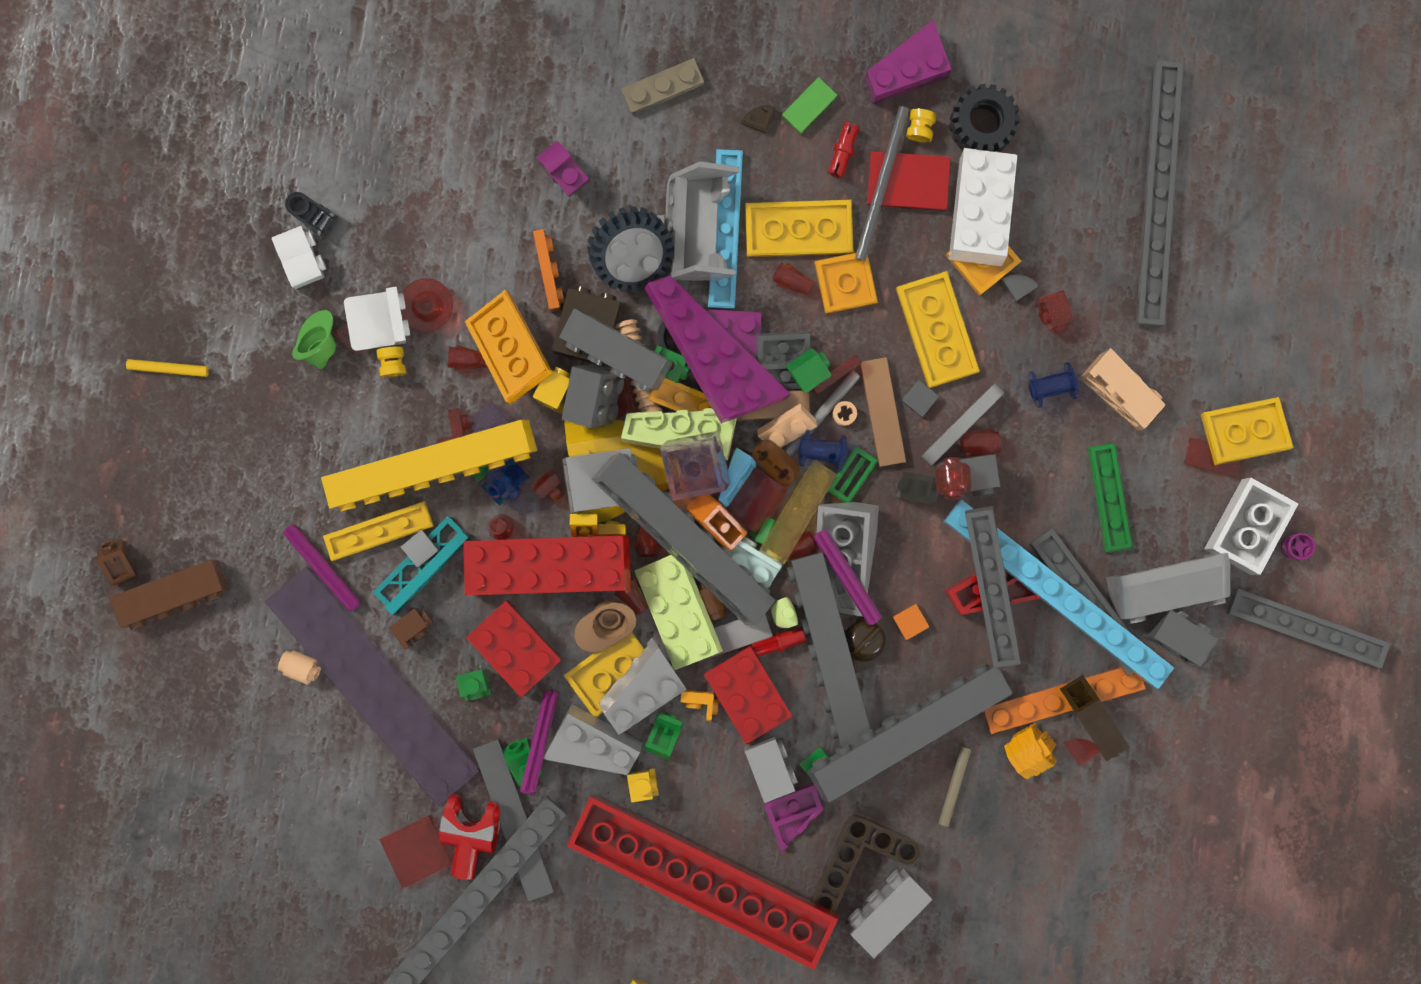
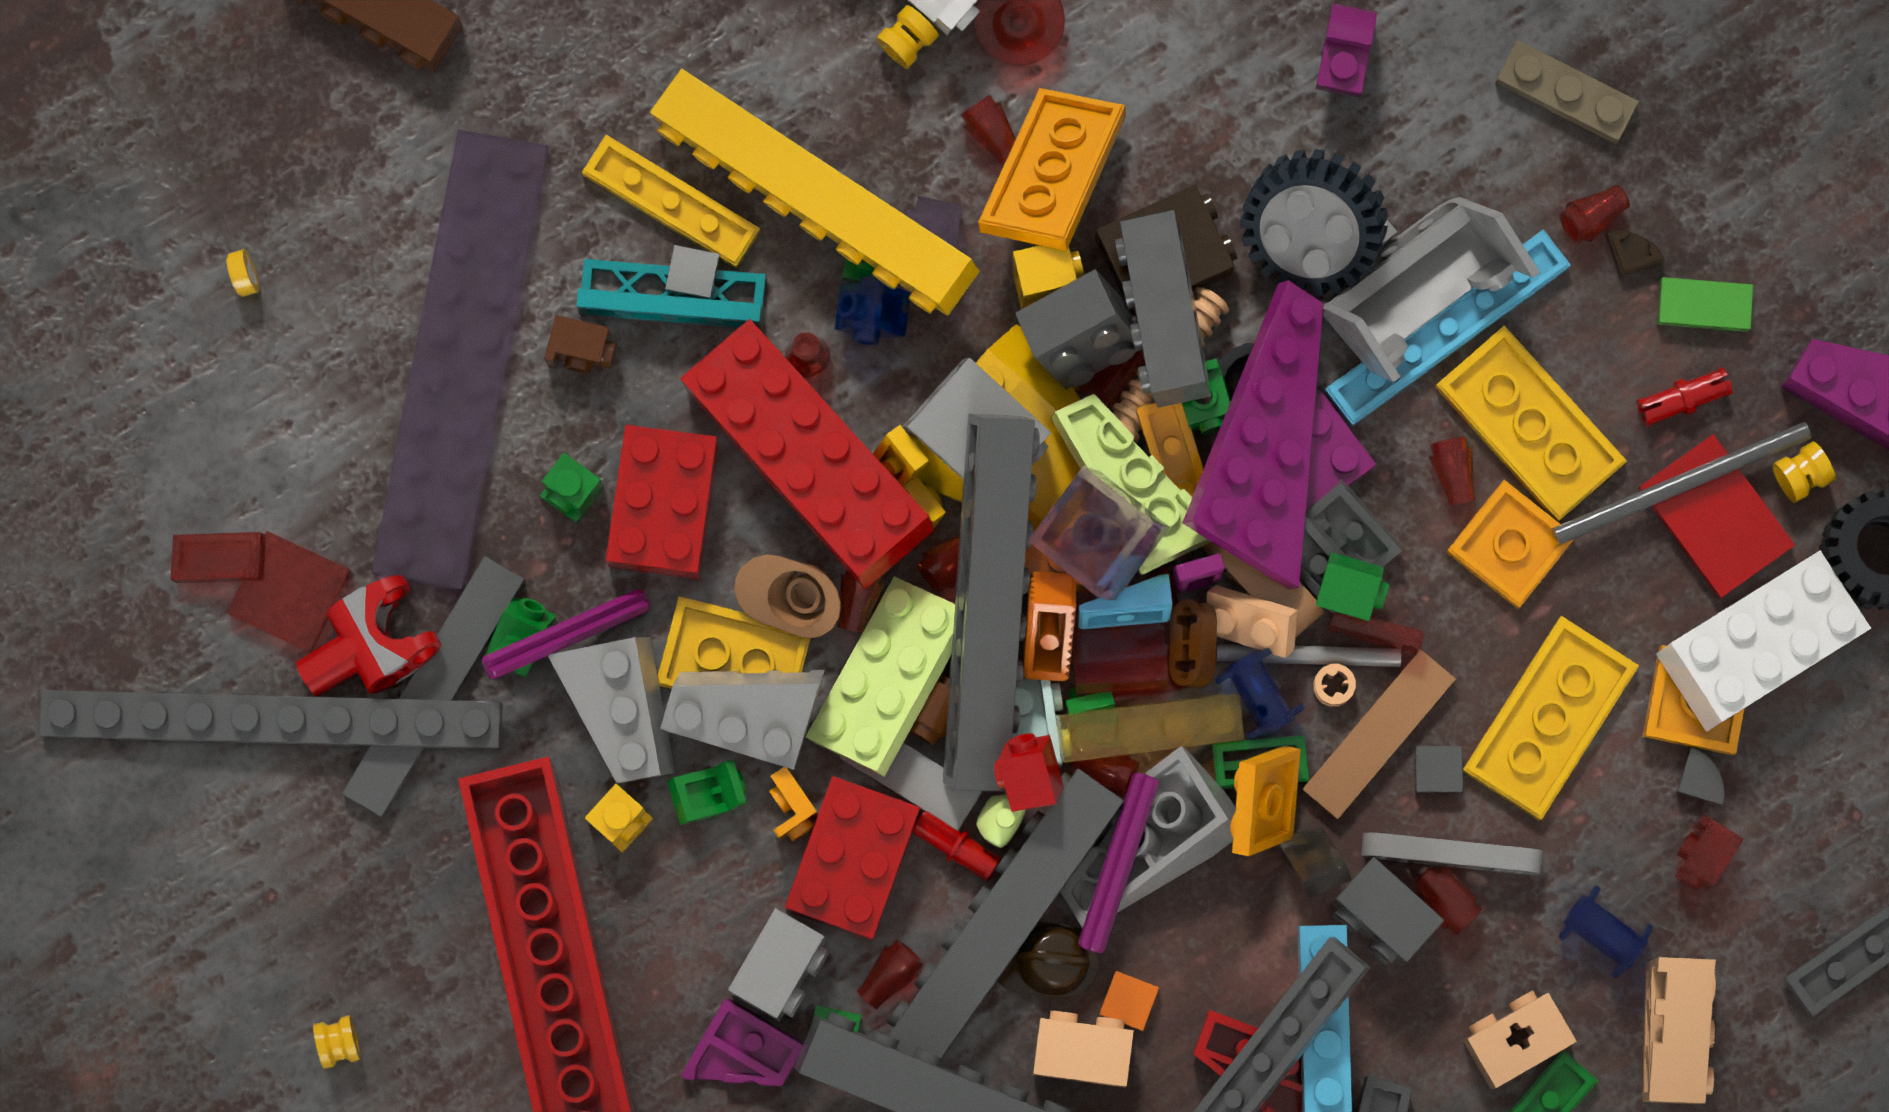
camera: 55 degrees right, 5 degrees down
(250, 754) = (242, 273): none -> yellow tile
(299, 667) = (409, 243): light nougat brick -> none
(321, 567) = (562, 167): magenta axle -> none
(373, 871) = (218, 557): none -> clear red tile
(458, 424) = (899, 187): clear red bracket -> none
(547, 485) = (913, 370): clear red tile -> none
(549, 270) = (1197, 142): orange plate -> none
(727, 123) = (1592, 214): none -> clear red cone
(747, 433) = (1197, 574): none -> magenta tile
(776, 585) = (1029, 772): none -> red brick
(812, 717) = (890, 973): none -> clear red cone
(874, 488) = (1265, 800): none -> light orange plate
(918, 661) = (1082, 1050): none -> light nougat brick
(953, 479) = (1363, 887): clear red head -> none
(1078, 451) = (1545, 1038): none -> light nougat brick

